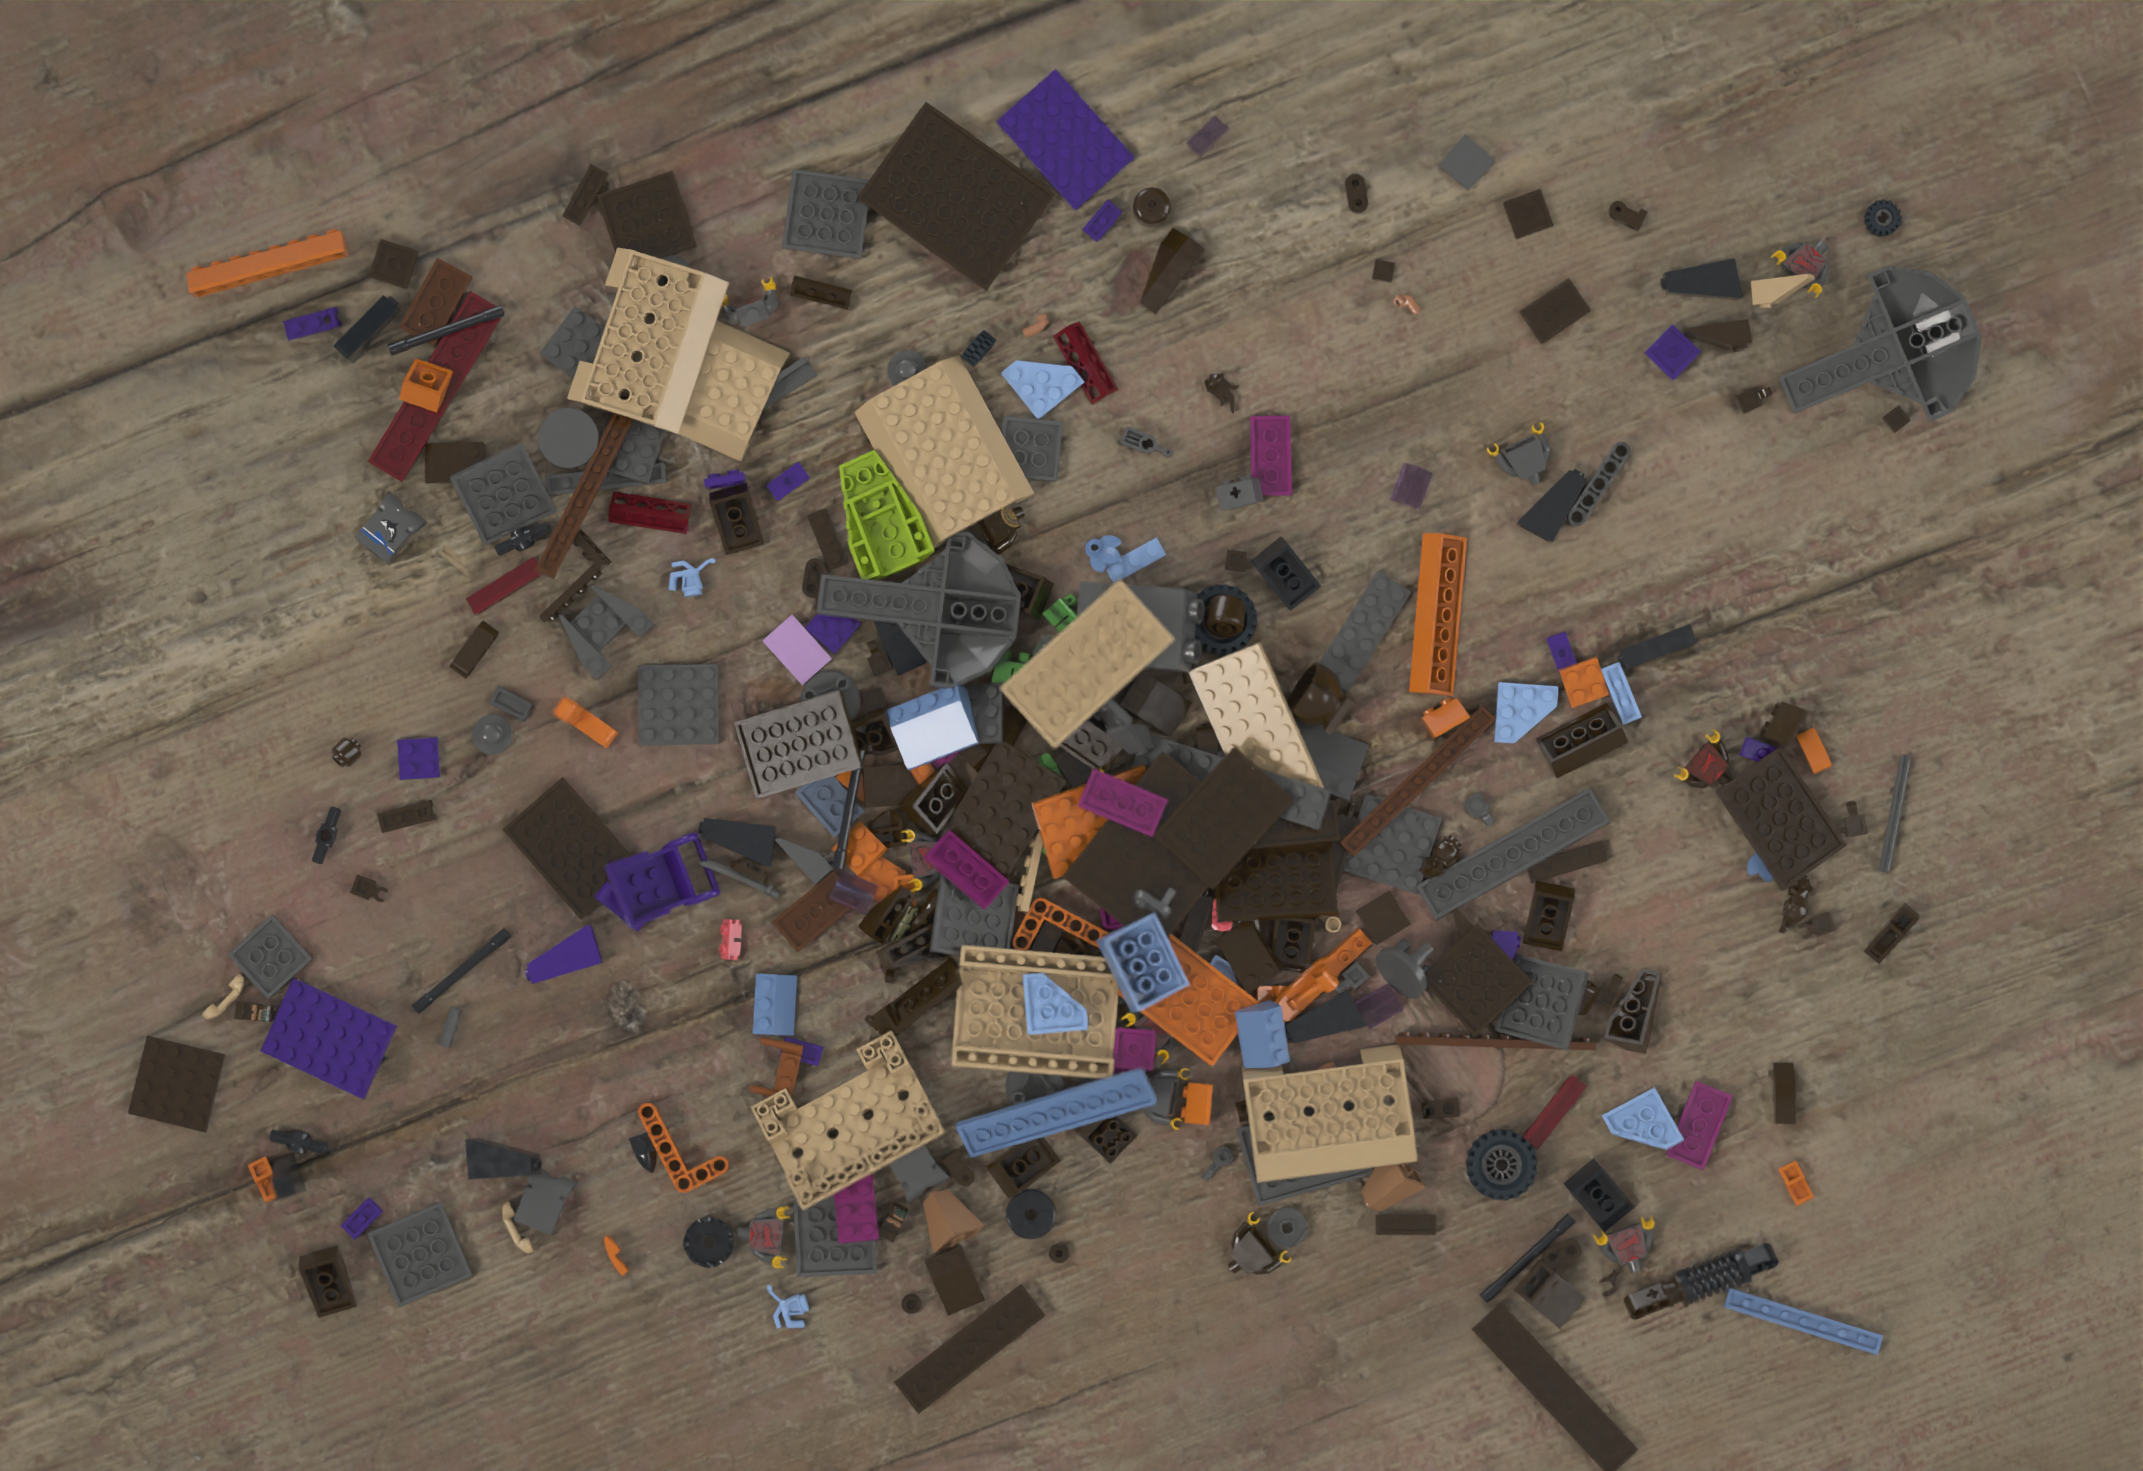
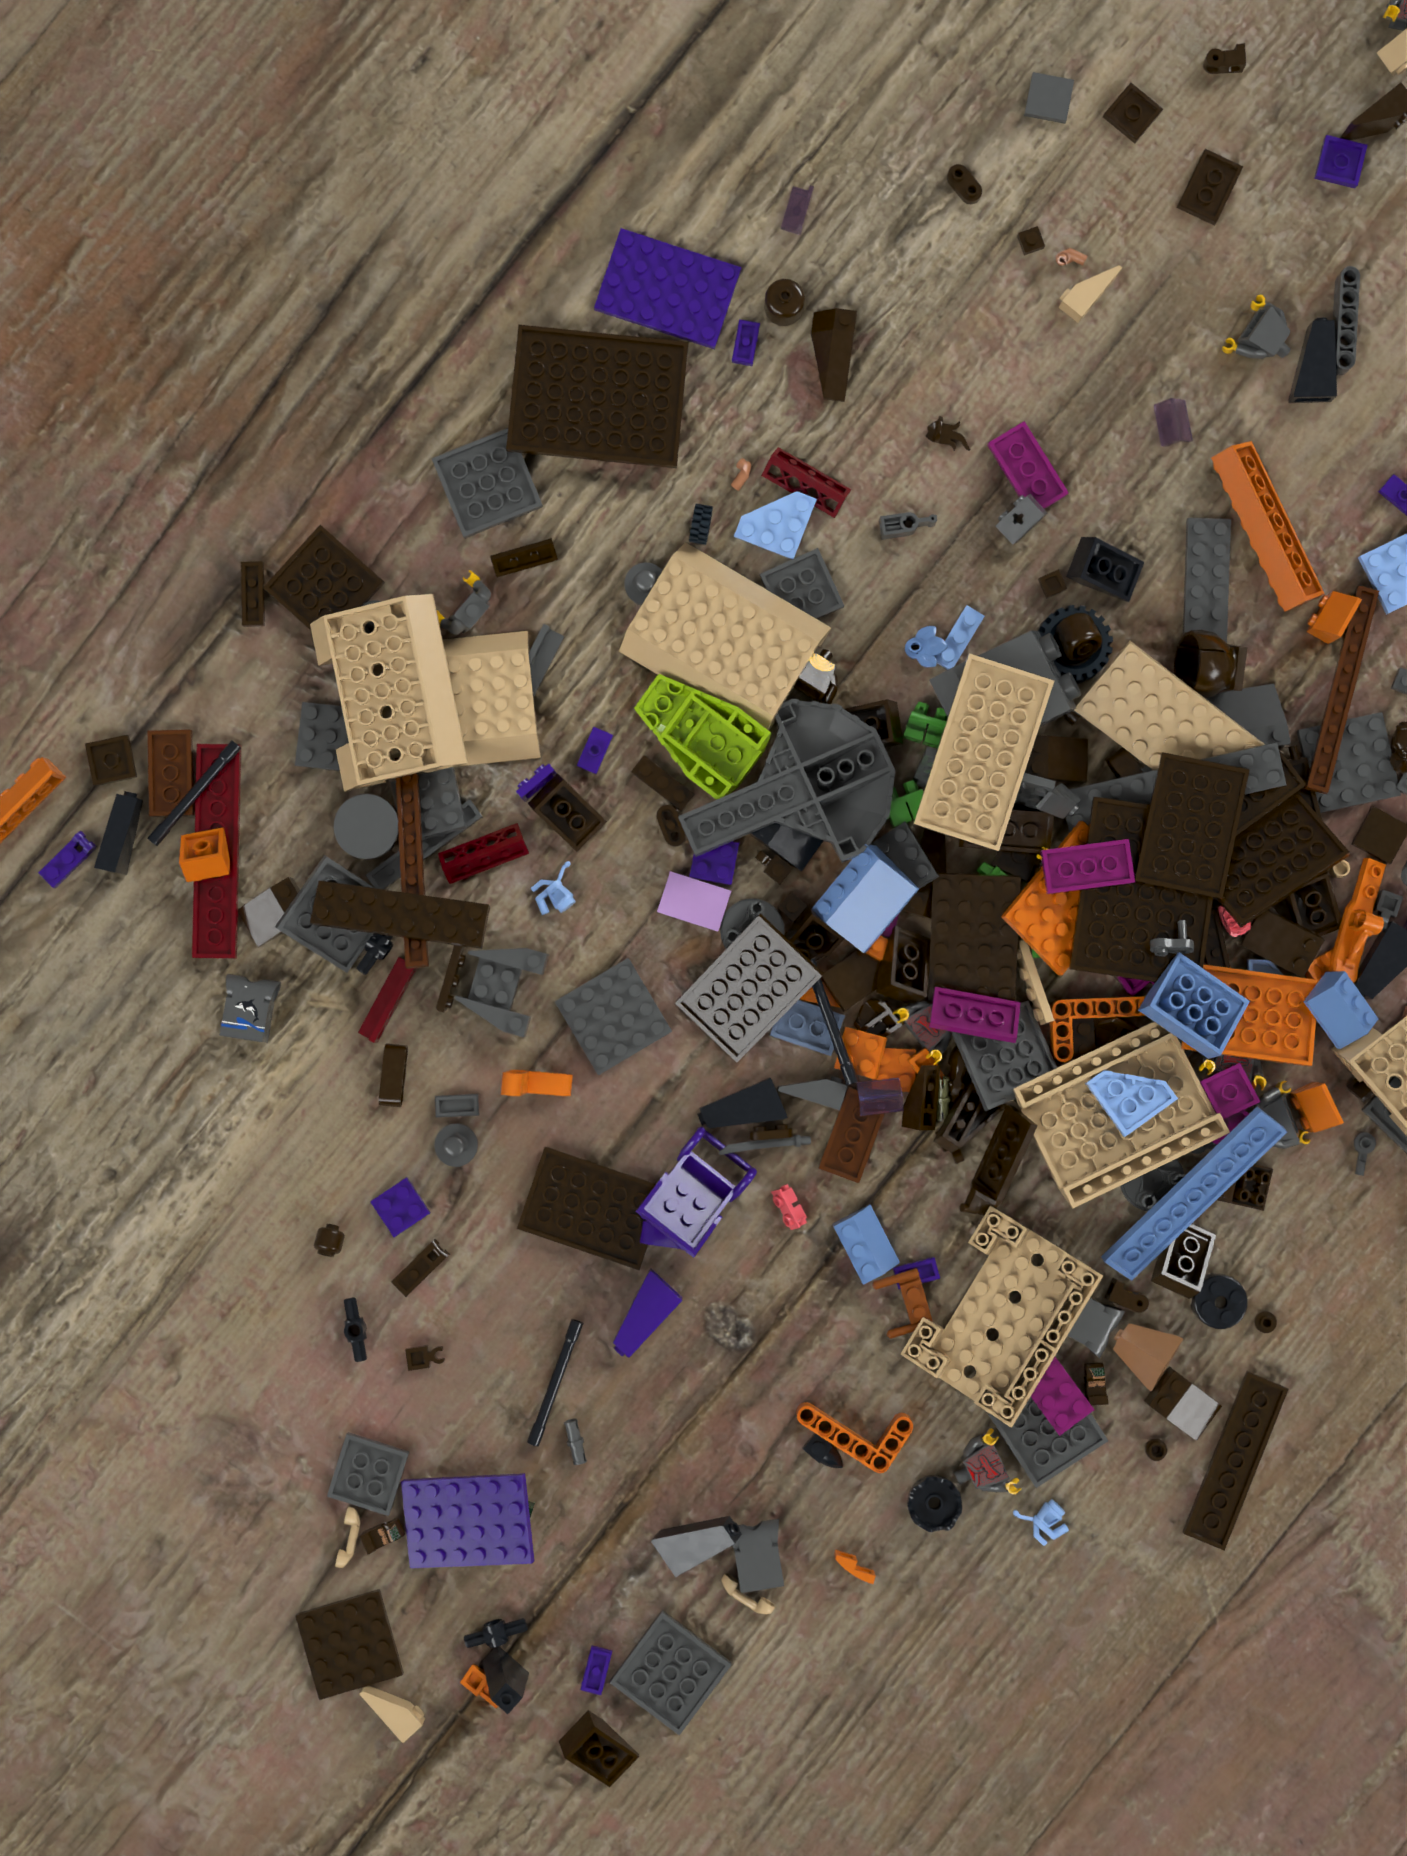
camera: 25 degrees left, 0 degrees up
(183, 1159) = (396, 1713): none -> tan slope
(554, 524) = (400, 914): none -> dark brown plate
(1400, 341) = (1086, 293): none -> tan slope
(1709, 280) = (1335, 77): black slope -> none

